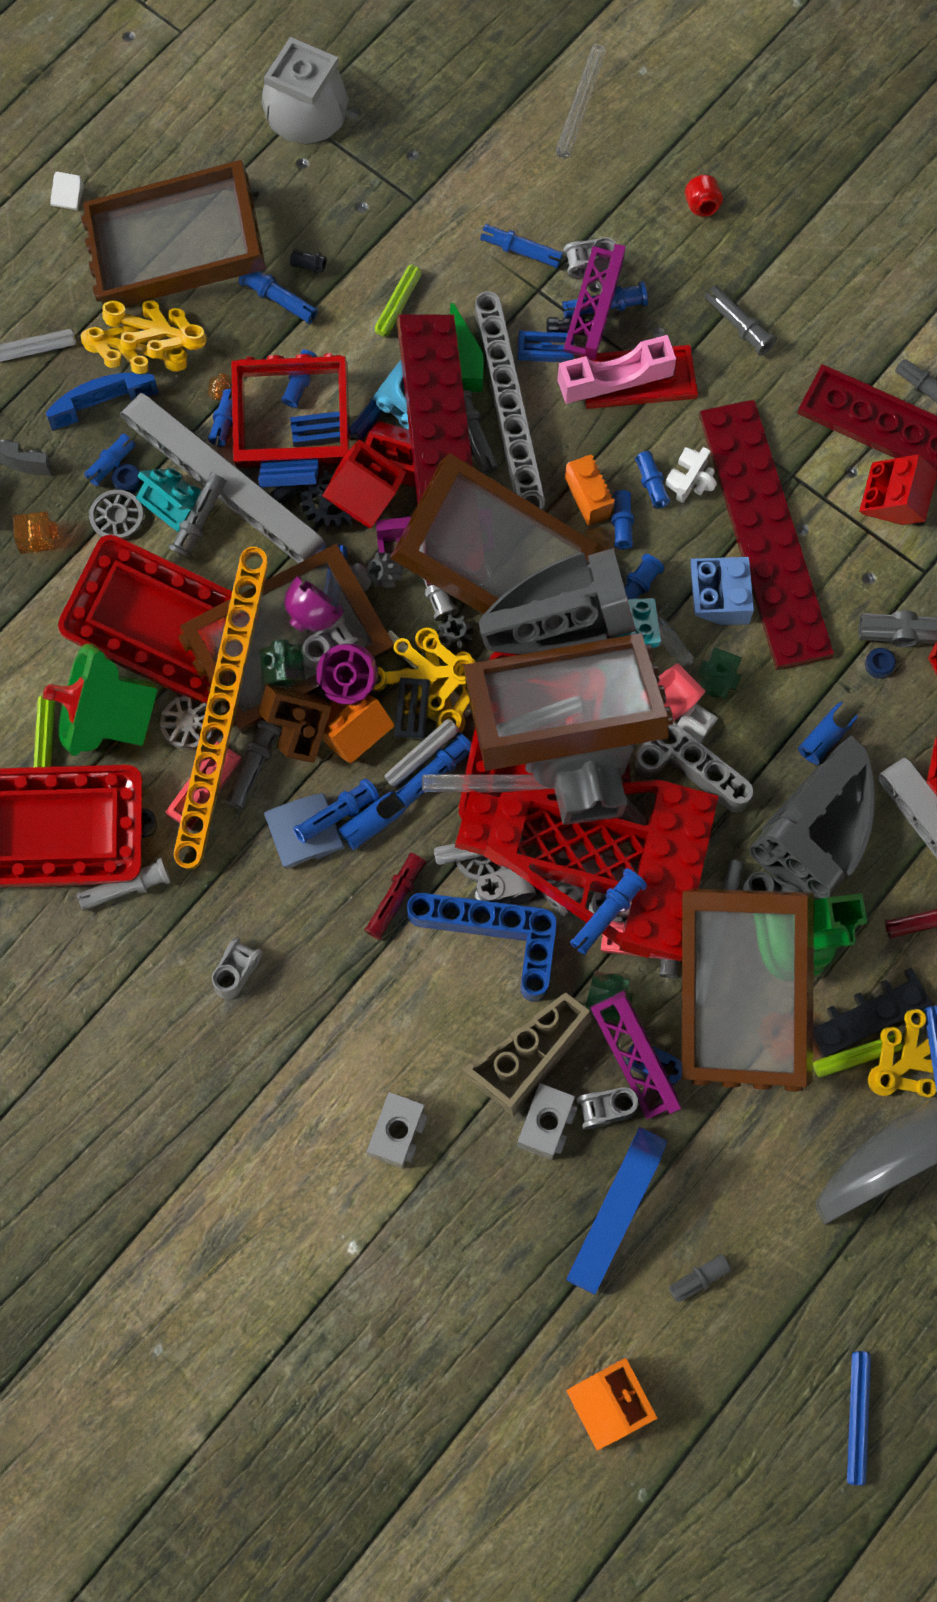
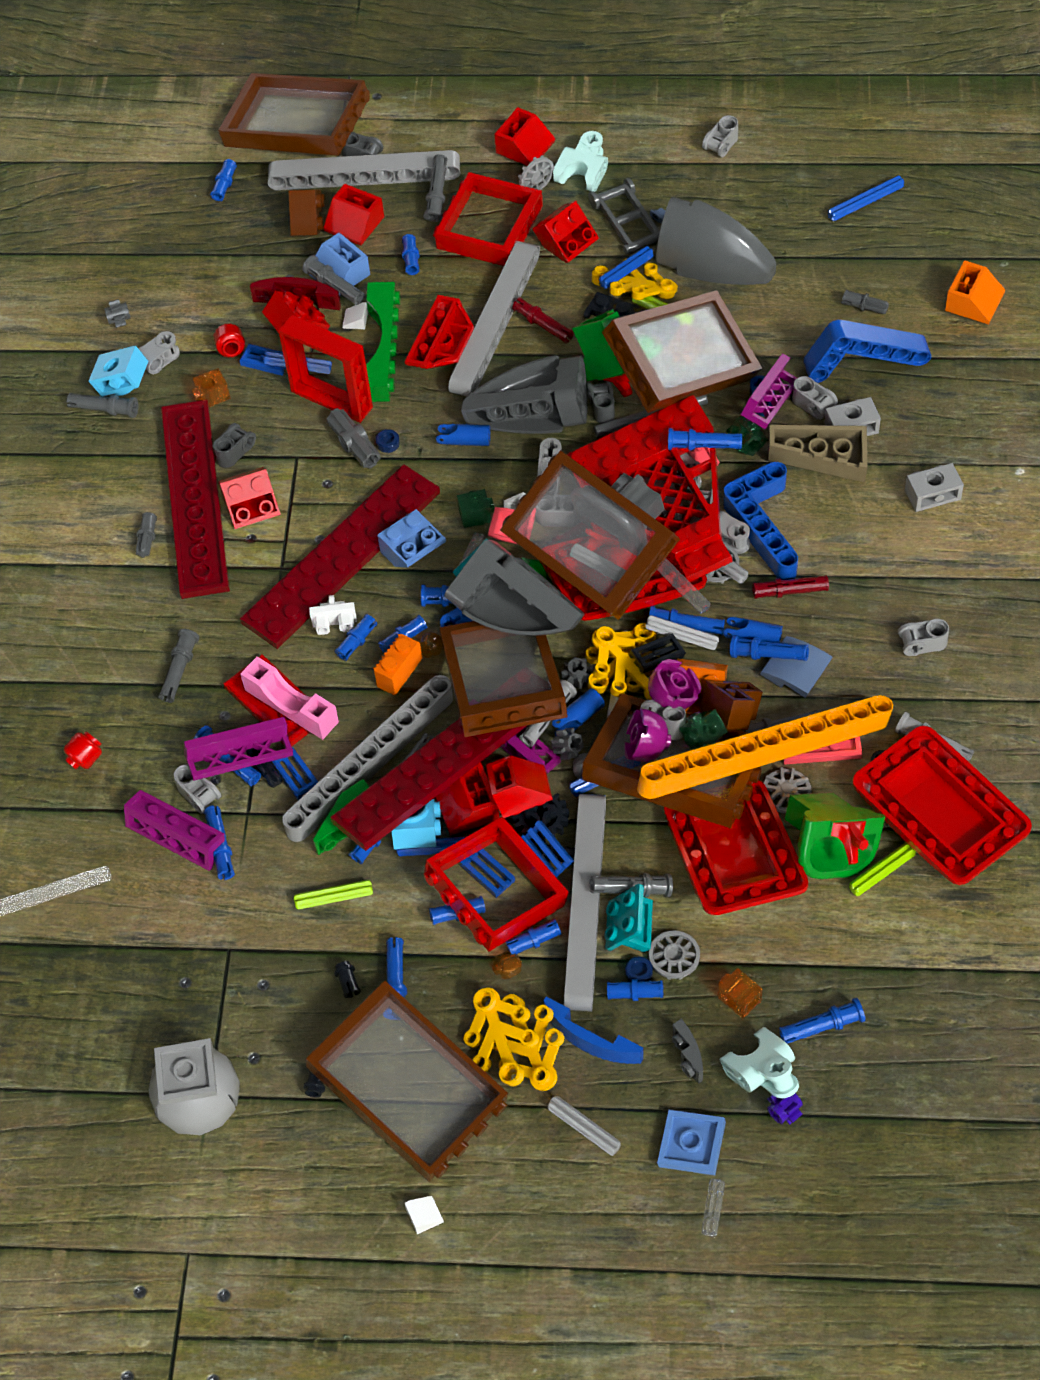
camera: 120 degrees left, 15 degrees down
(412, 605) = (580, 710): none -> blue piece
(560, 213) = (173, 826): none -> magenta fence

